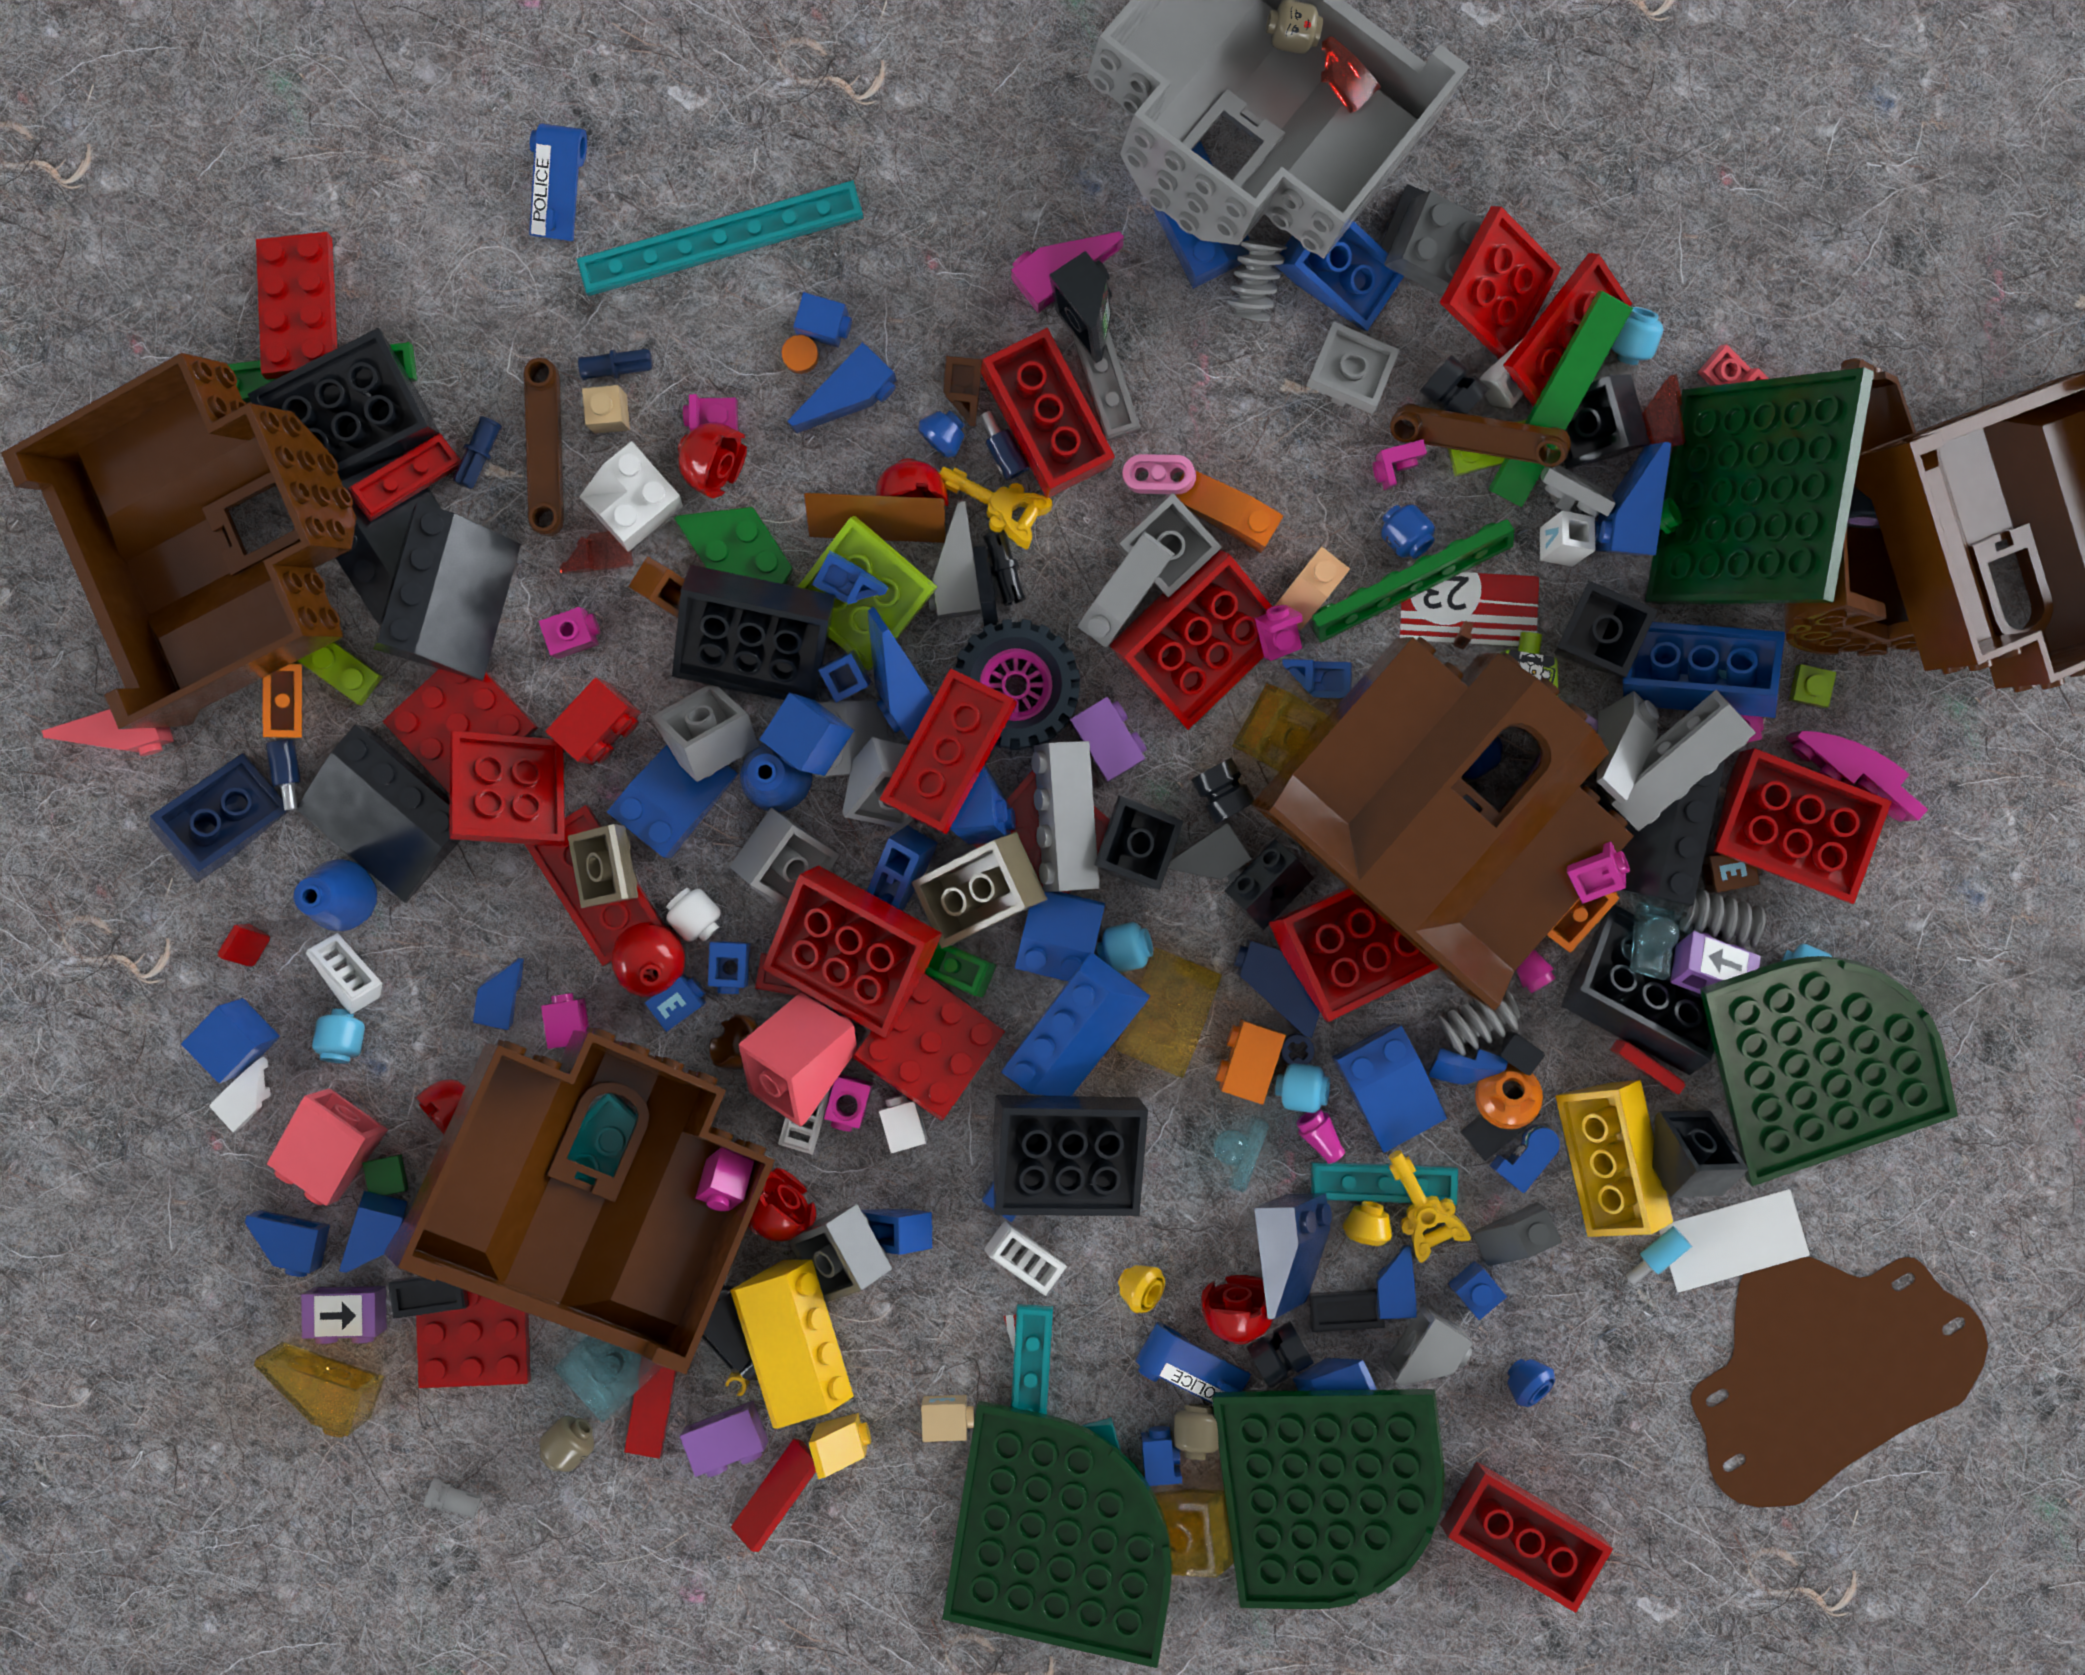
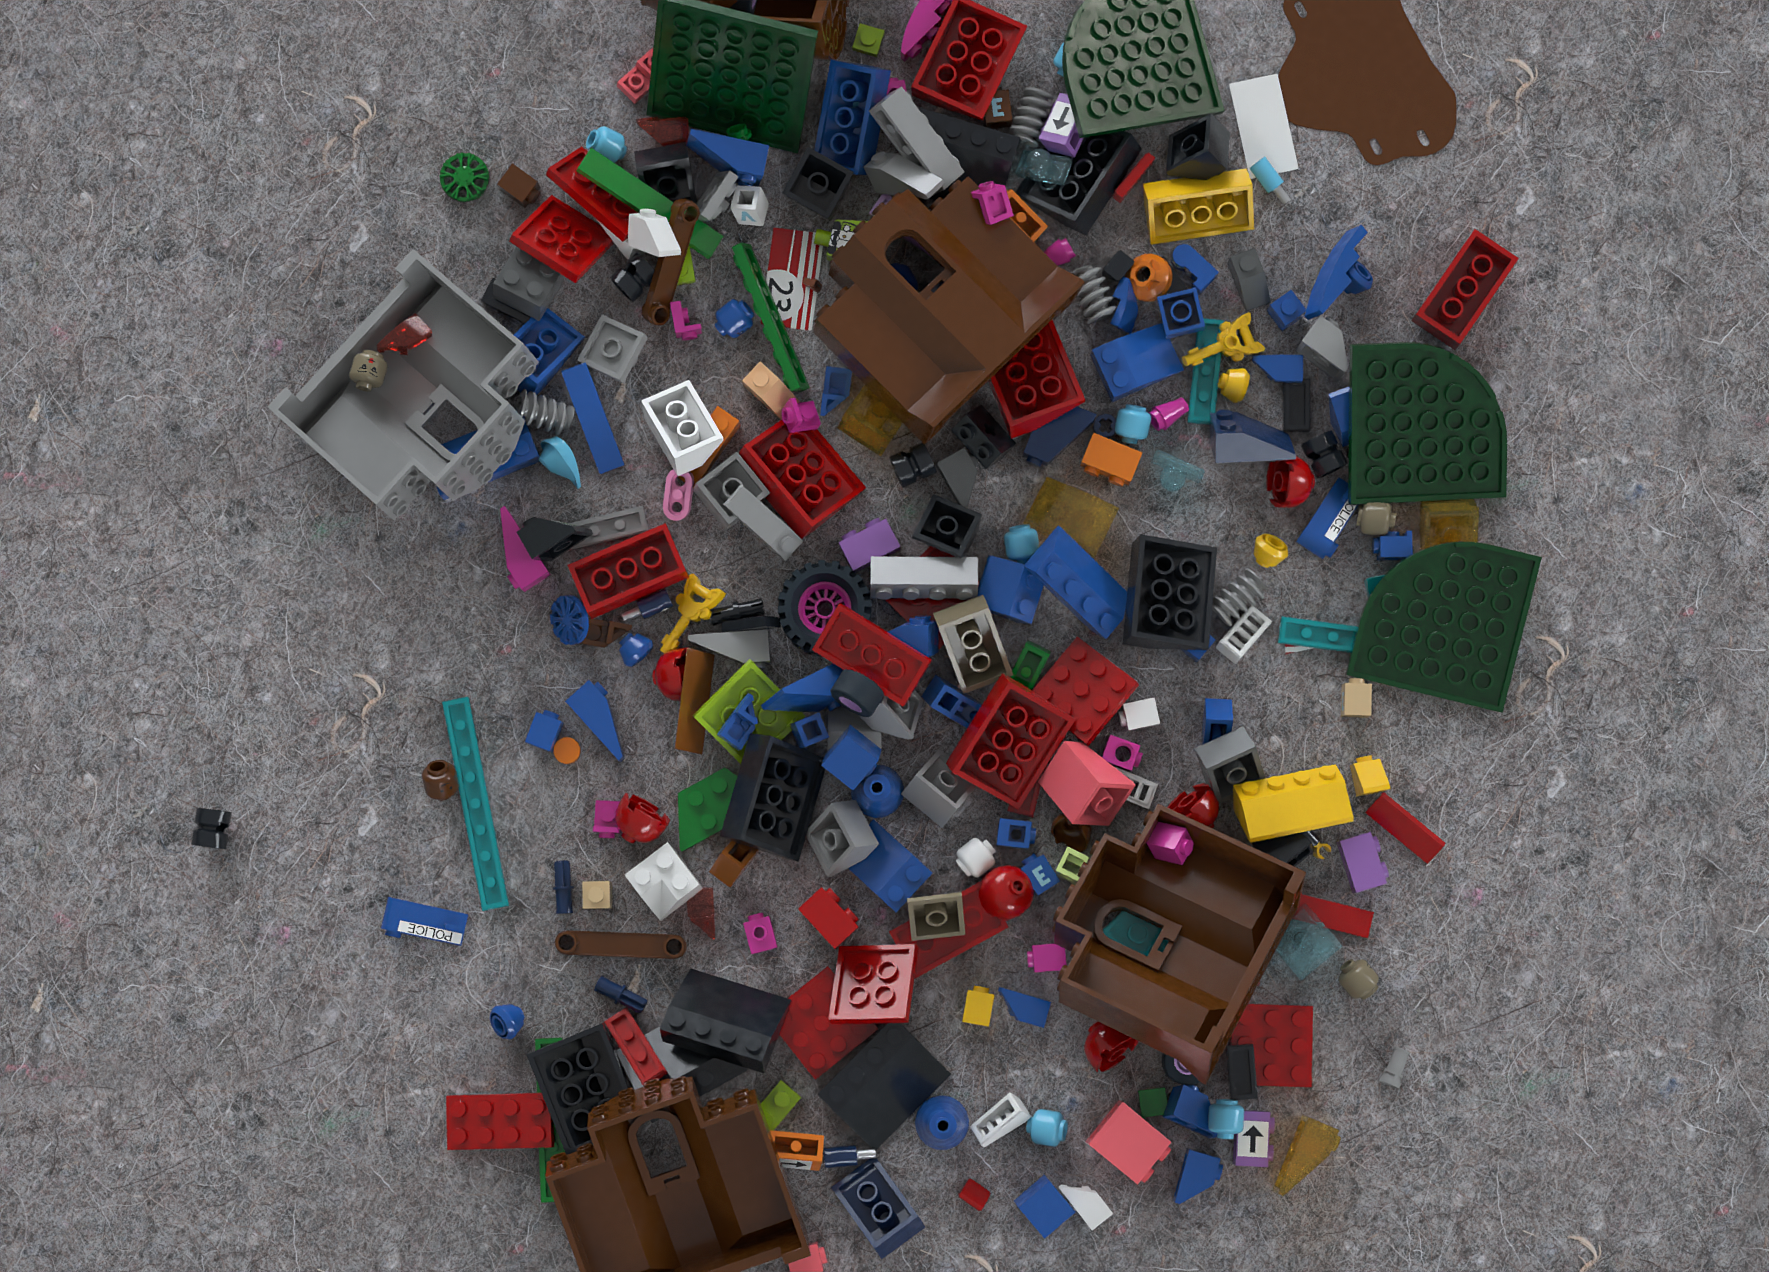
camera: 85 degrees left, 5 degrees down
(358, 1279) = (1226, 1118): none -> medium azure head
(431, 303) = (506, 1020): none -> blue cone
(493, 932) = (978, 1006): none -> yellow brick
(685, 1047) = (1070, 865): none -> yellowish green leg
(745, 184) = (440, 780): none -> reddish brown head
(892, 734) = (857, 693): none -> black wheel
(975, 339) = (570, 620): none -> blue wheel
(1074, 1249) = (1238, 596): none -> light grey piece
(1193, 306) = (560, 459): none -> medium azure piece
(1250, 469) = (682, 427): none -> white slope
(1255, 349) = (592, 418): none -> blue slope
(1462, 1145) = (1181, 313): none -> blue head
(1516, 402) = (652, 234): none -> white slope
(1532, 1353) = (1332, 276): none -> blue slope
(1570, 222) = (519, 186): none -> reddish brown brick
(1576, 147) = (464, 177): none -> green wheel

